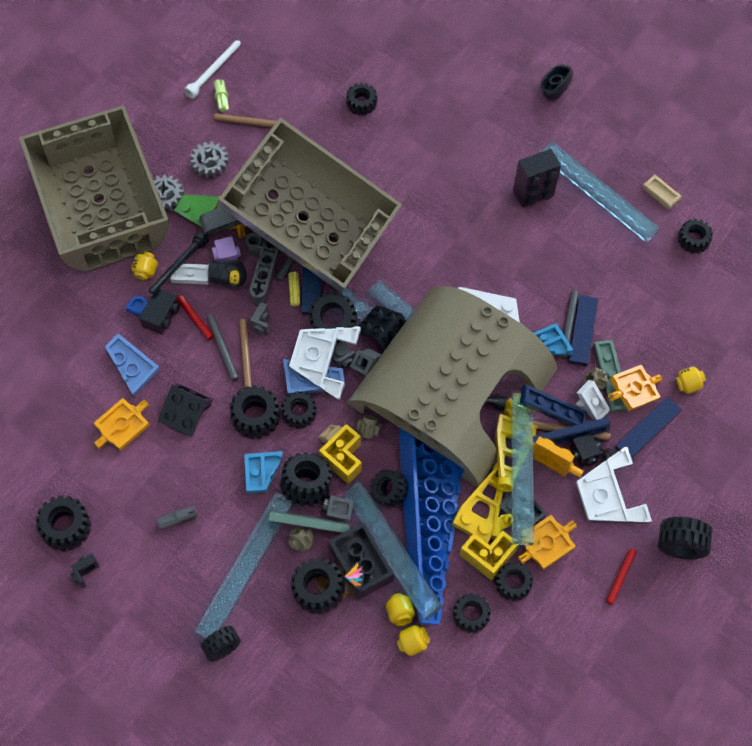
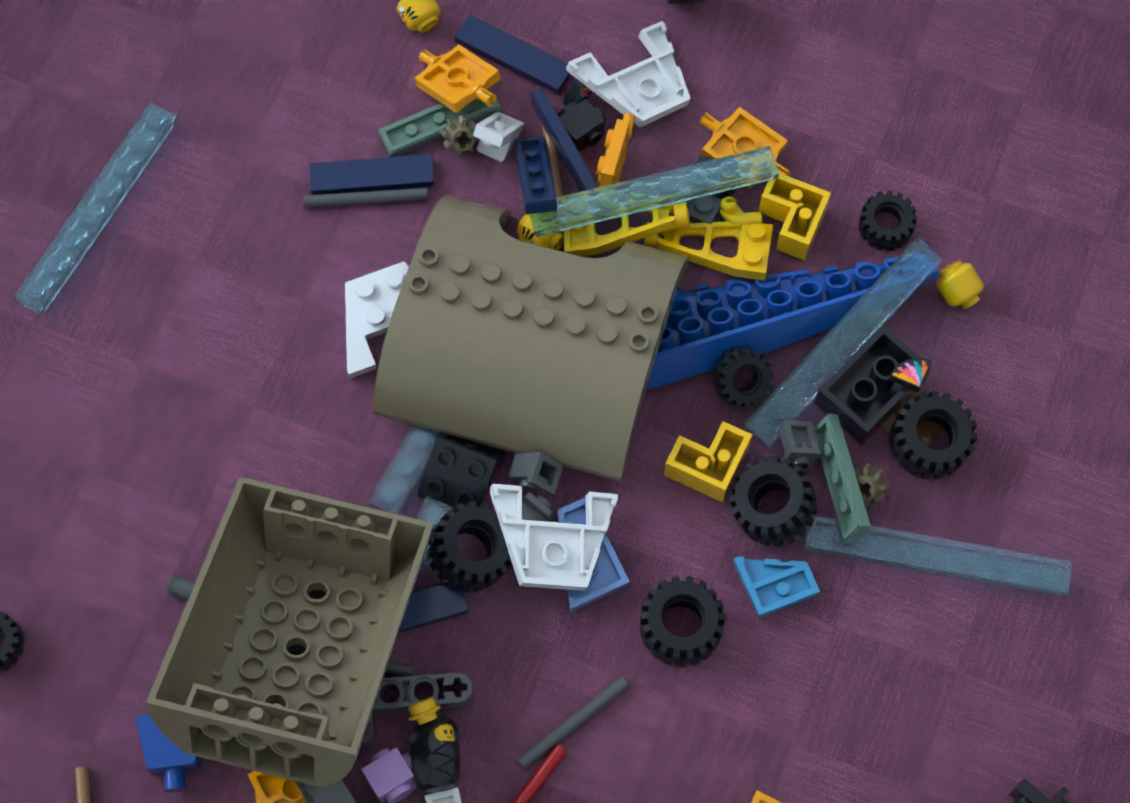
camera: 105 degrees left, 5 degrees up
(176, 517) = (897, 686): dark grey axle -> none
(183, 408) = (707, 741): black bracket -> none
(220, 643) = (1075, 543): black tyre -> none
(245, 353) = (574, 679): medium nougat bar -> none
(249, 268) = (423, 710): none -> yellow plate
(259, 320) = (501, 674): dark grey bracket -> none
(294, 289) = (426, 637): light yellow axle -> none
(297, 399) = (656, 538): black tyre -> none
(328, 433) = (677, 493): tan tile -> none
(368, 426) = (648, 439): dark tan gear -> none
(400, 609) = (922, 314): yellow head -> none
(520, 570) = (827, 162): black tyre -> none
(536, 178) = (116, 287): black brick -> none
(554, 340) = (409, 211): dark azure wing -> none
(621, 576) = (757, 45): red bar -> none
(661, 192) = (75, 114): tan tile -> none
(697, 227) = (153, 33): black tyre -> none

